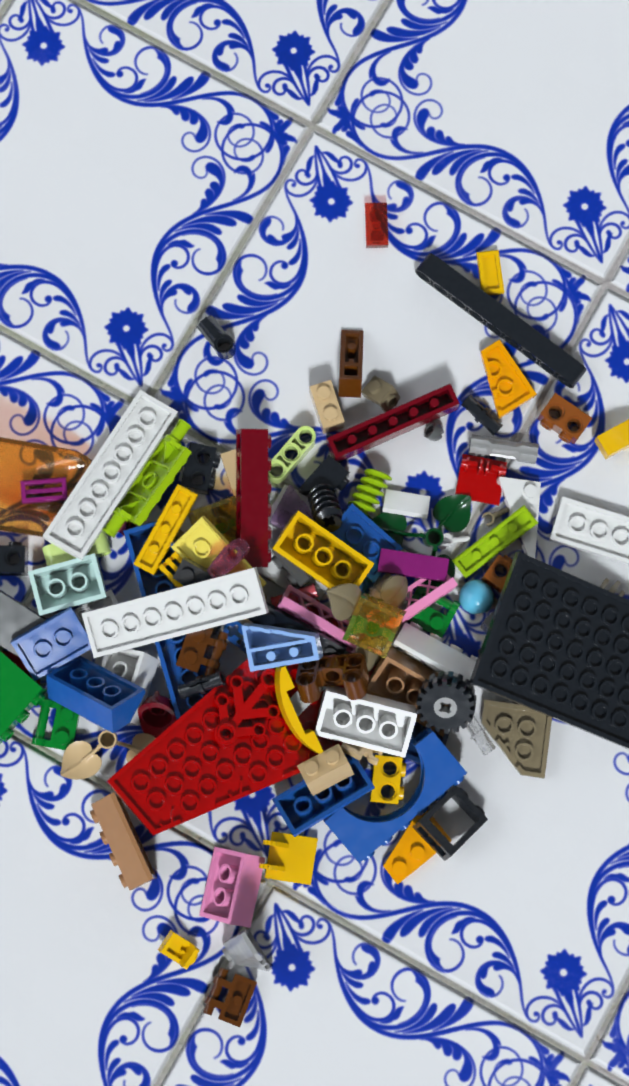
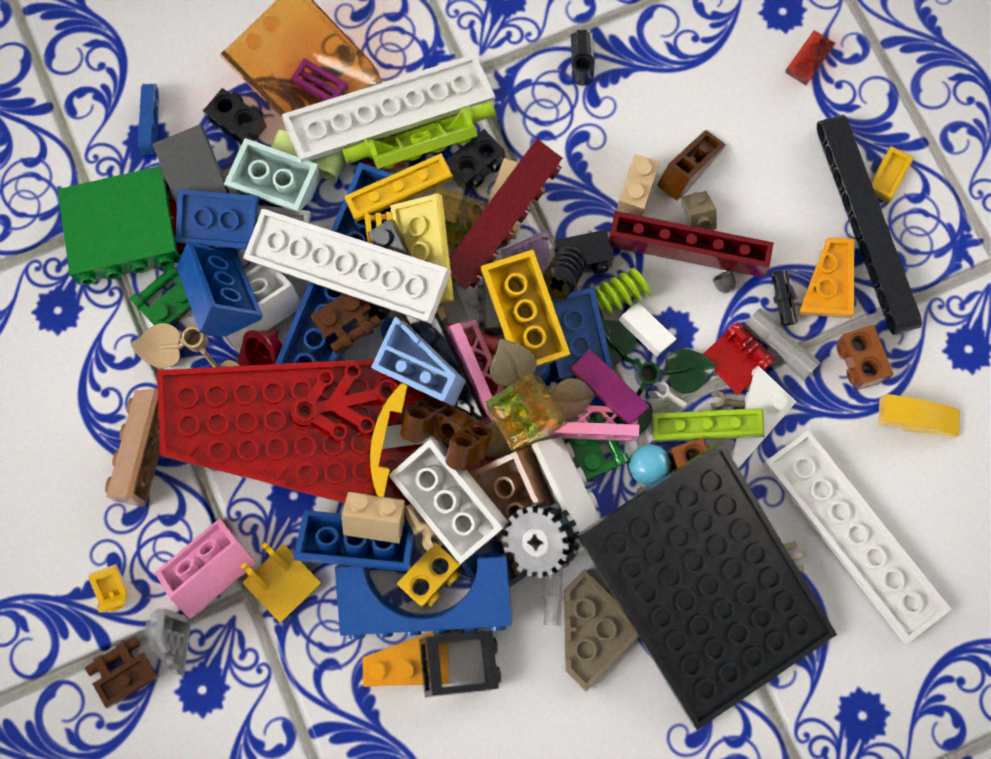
camera: 40 degrees right, 5 degrees down
(202, 684) = (319, 350): black pin -> none
(228, 558) = (434, 247): clear pink piece -> none
(296, 445) = (580, 198): yellowish green beam -> none

